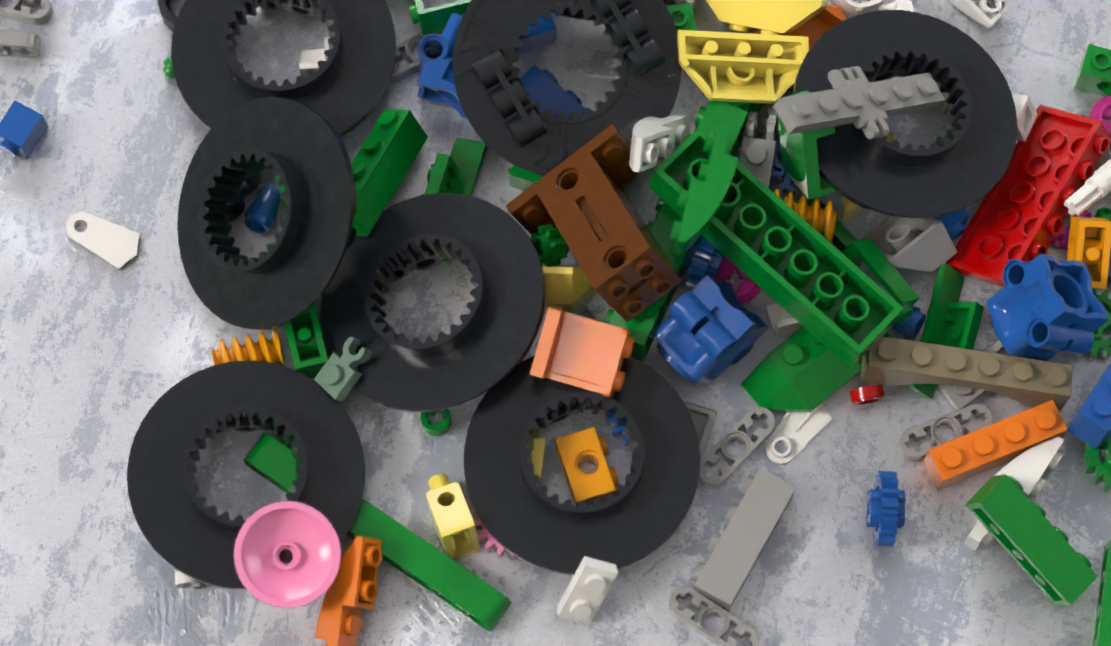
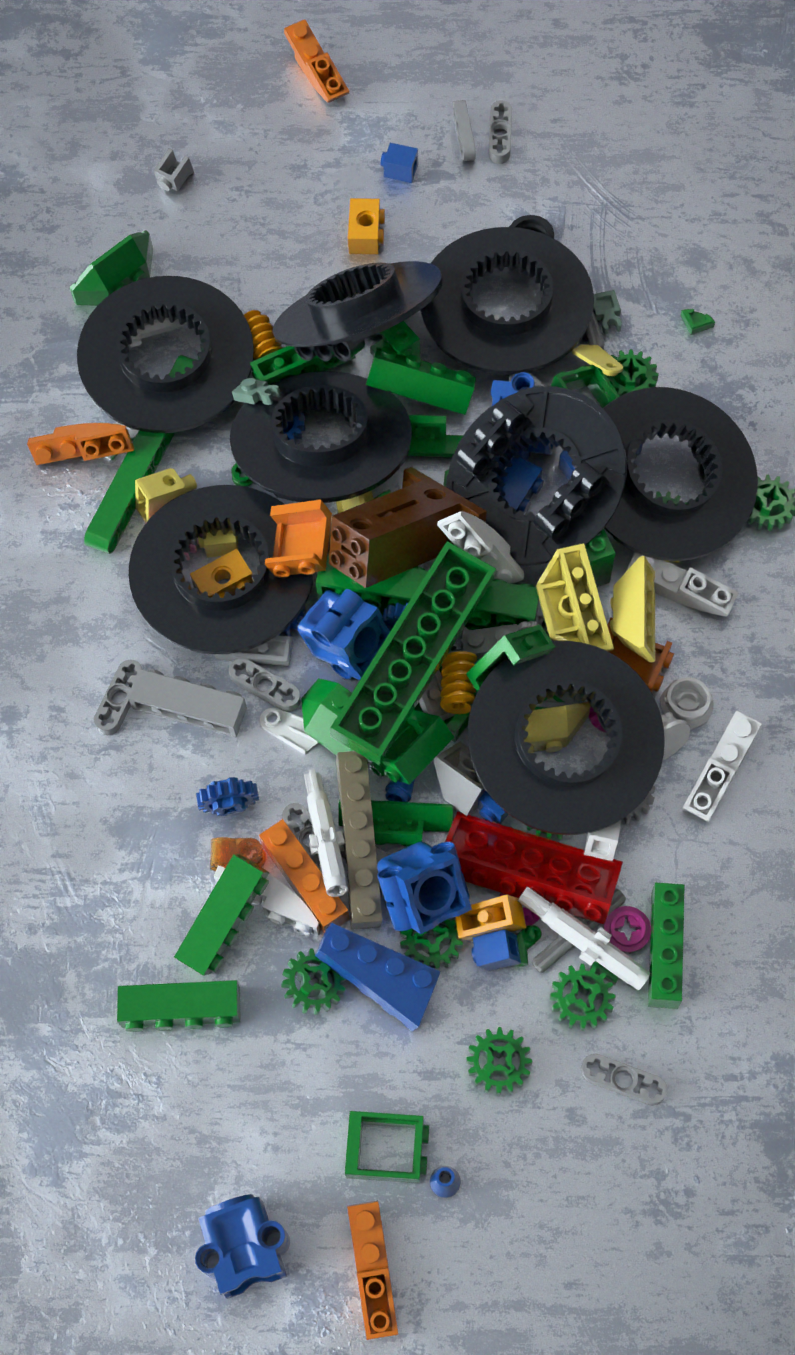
camera: 80 degrees right, 5 degrees down
(89, 521) = (117, 267): none -> green wedge
(104, 238) = (333, 235): white piece -> none
(120, 208) = (364, 226): none -> light orange brick
(293, 529) = (91, 370): bright pink dish -> none
(587, 590) = (121, 595): white plate -> none
(706, 194) = (423, 577): green slope -> none
(858, 102) = (547, 680): light grey hinge -> none
(867, 394) = (327, 771): red tile -> none
(948, 522) = (223, 849): none -> clear orange piece
(964, 408) = (326, 840): none -> white piece

